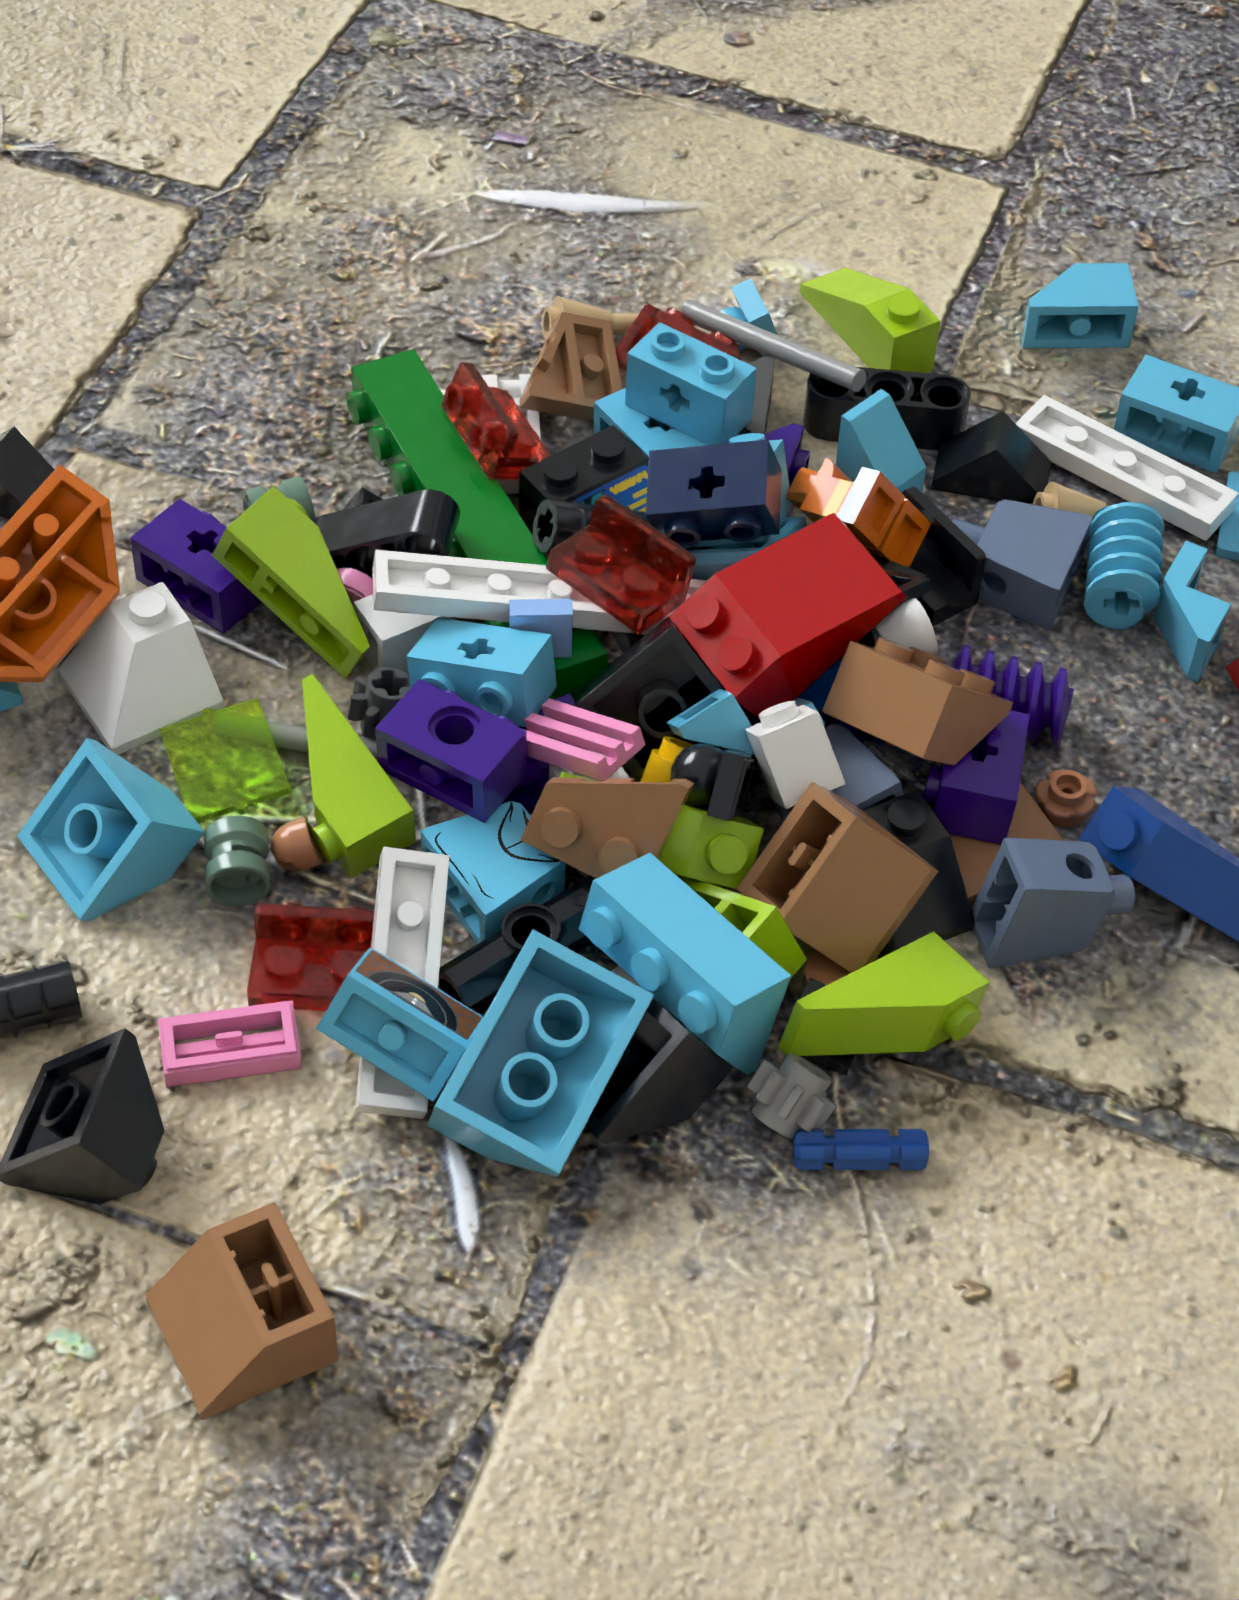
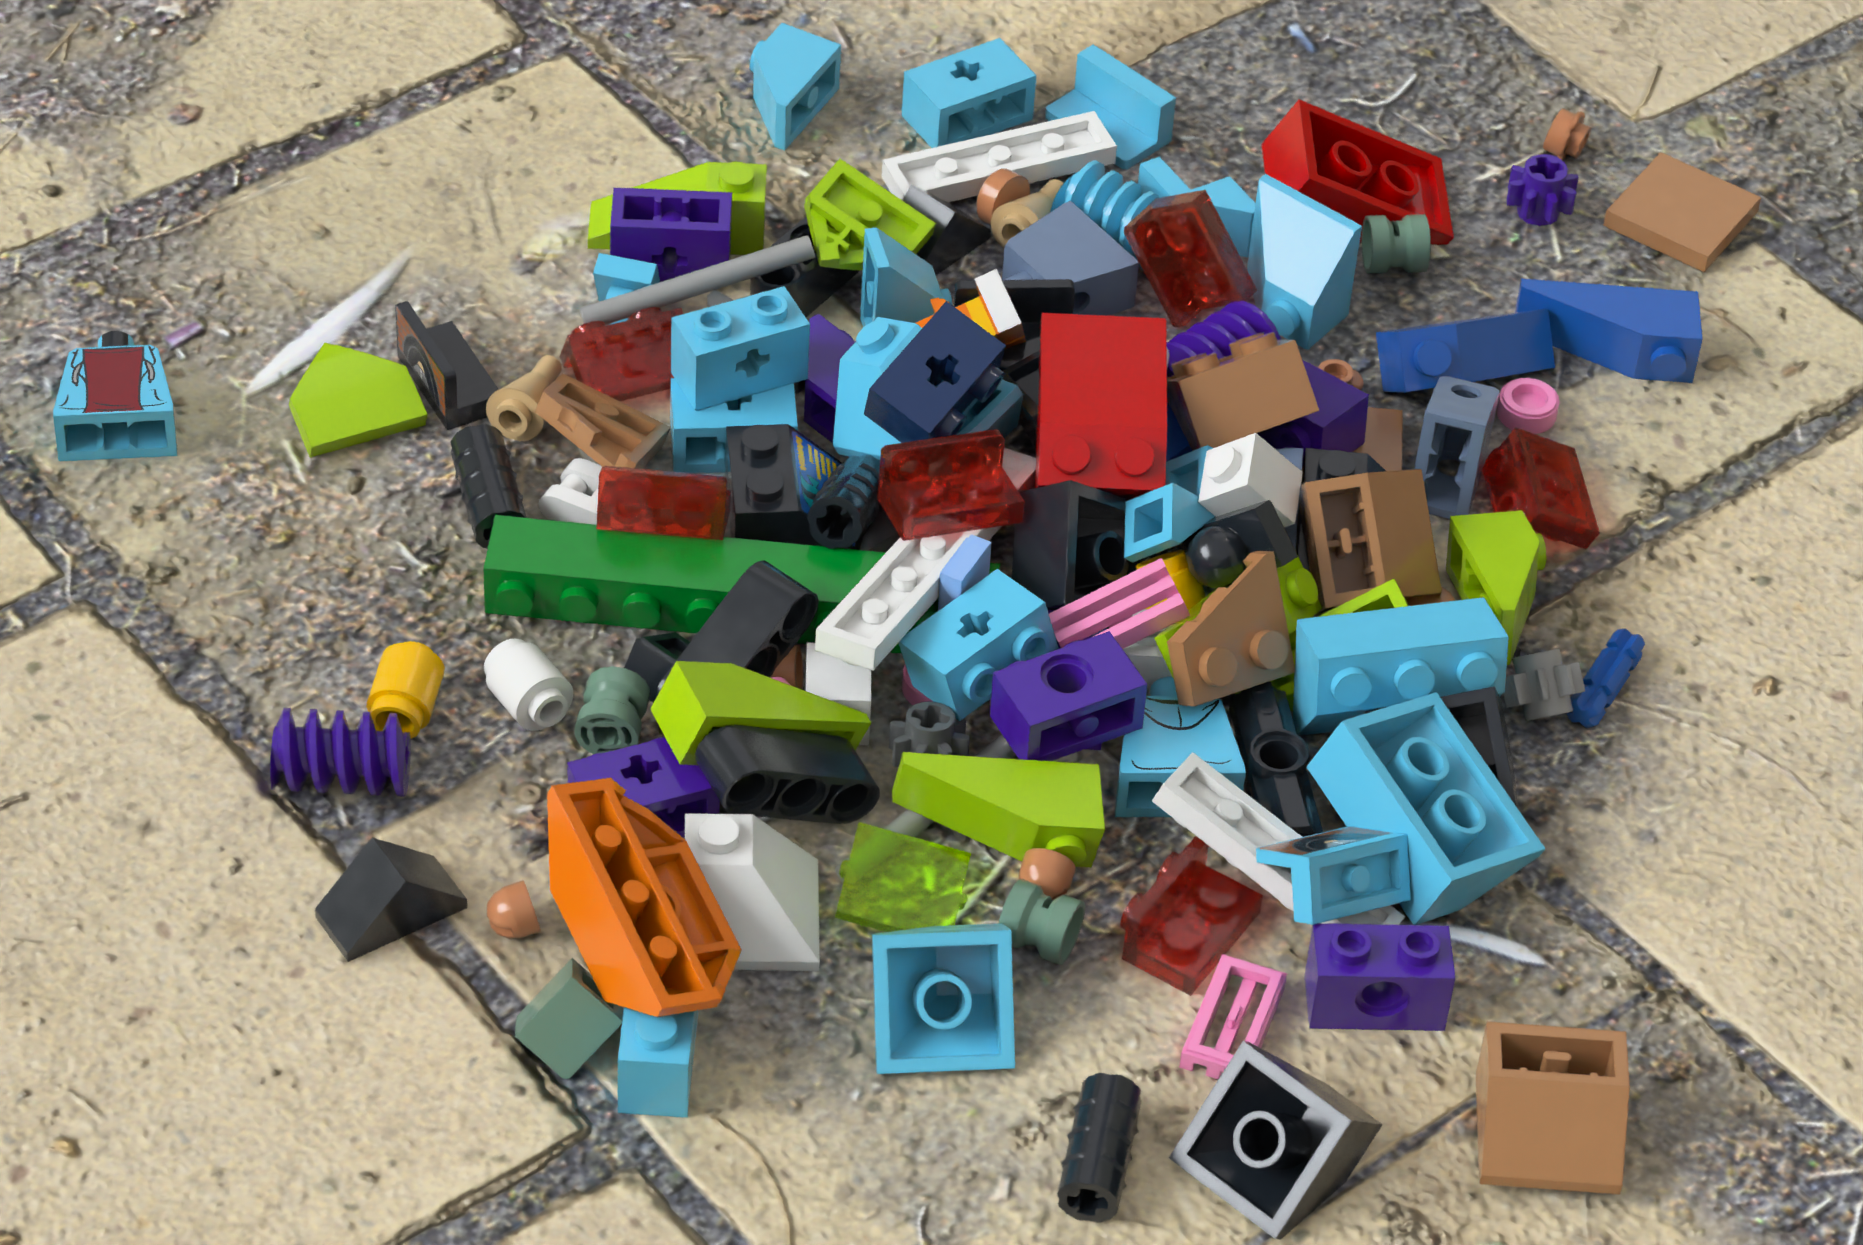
camera: 60 degrees left, 5 degrees down
(120, 387) = (340, 753): none -> dark purple piece
(218, 393) = (406, 685): none -> yellow brick
(261, 625) = (787, 774): none -> black beam
(274, 452) = (527, 684): none -> white brick
(327, 1117) = (1379, 977): none -> dark purple brick
(389, 127) = (114, 403): none -> medium azure torso
(472, 339) = (485, 478): none -> black axle
(500, 238) = (353, 400): none -> lime slope
(576, 262) = (443, 368): none -> black panel
(821, 308) = (671, 228): none -> dark purple brick
(930, 397) = (847, 205): none -> lime slope
(1061, 1000) = (1545, 484): none -> clear red bracket
(1080, 476) = (999, 189): none -> nougat tile
(1089, 615) = (1188, 256): none -> clear red bracket
(1160, 701) = (1301, 262): none -> medium azure slope
(1178, 949) = (1528, 405): none -> bright pink tile

